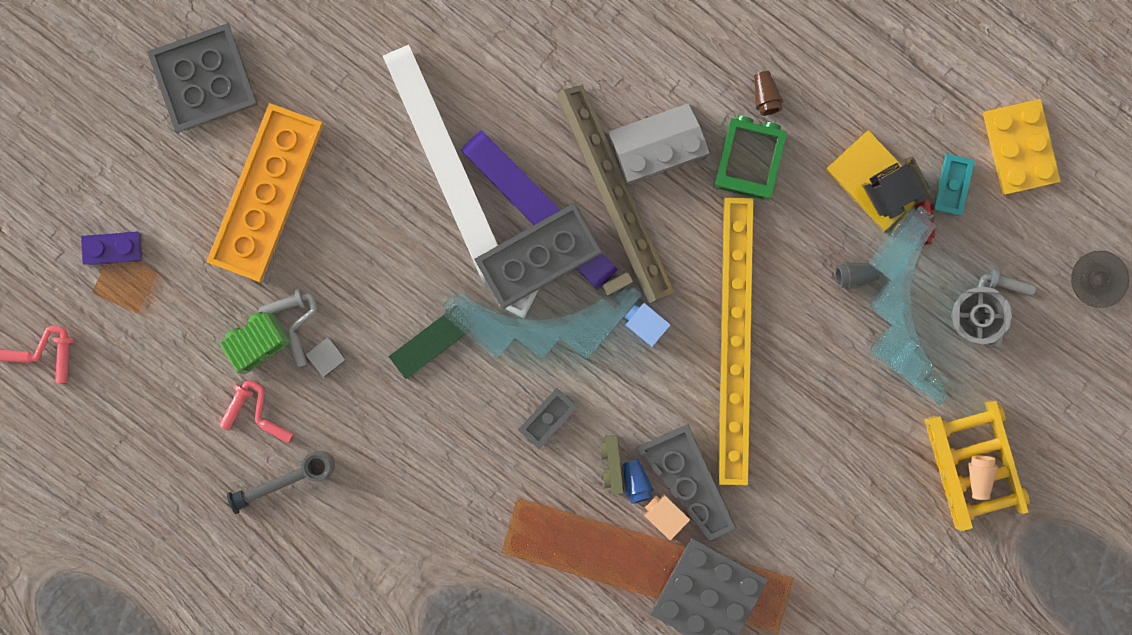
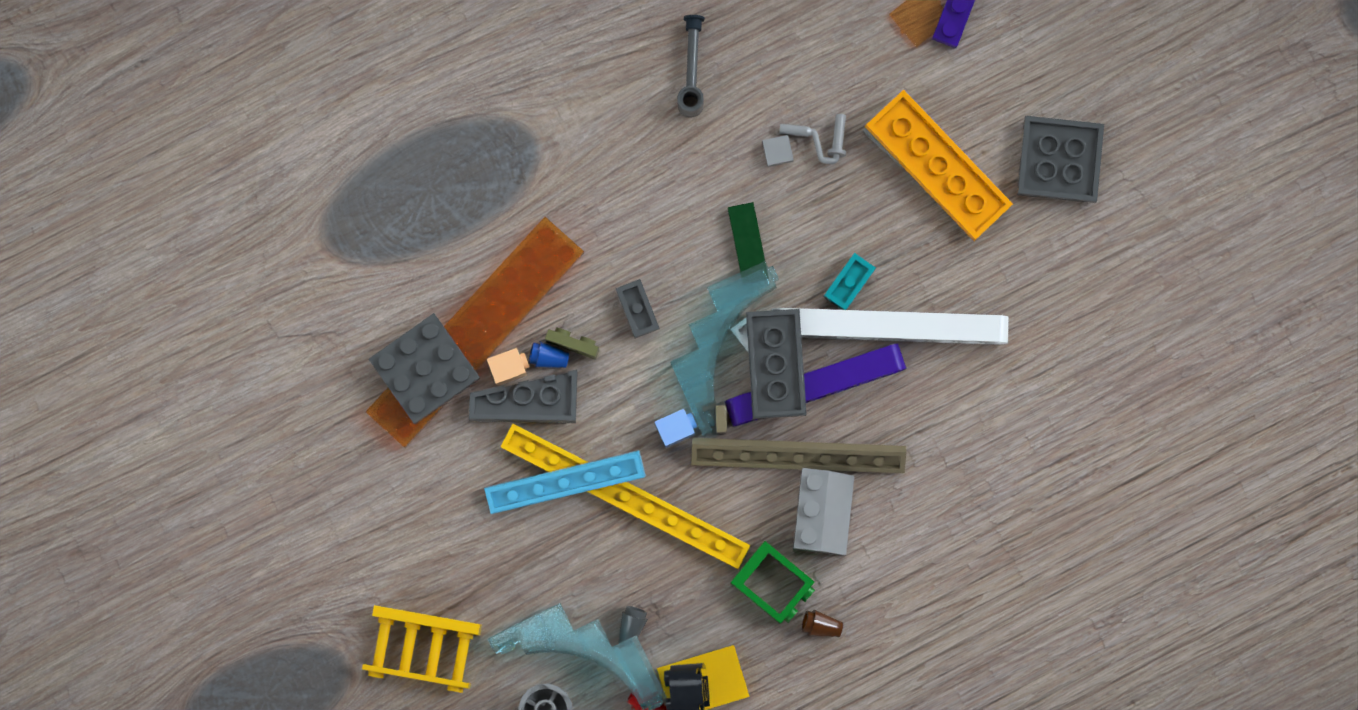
camera: 115 degrees right, 5 degrees down
(237, 402) = (781, 70): coral piece -> none
(254, 342) = (817, 98): bright green brick -> none
(422, 224) = (849, 282): none -> teal plate
(751, 405) = (565, 482): none -> medium azure tile
(982, 476) = (412, 645): light nougat cone -> none

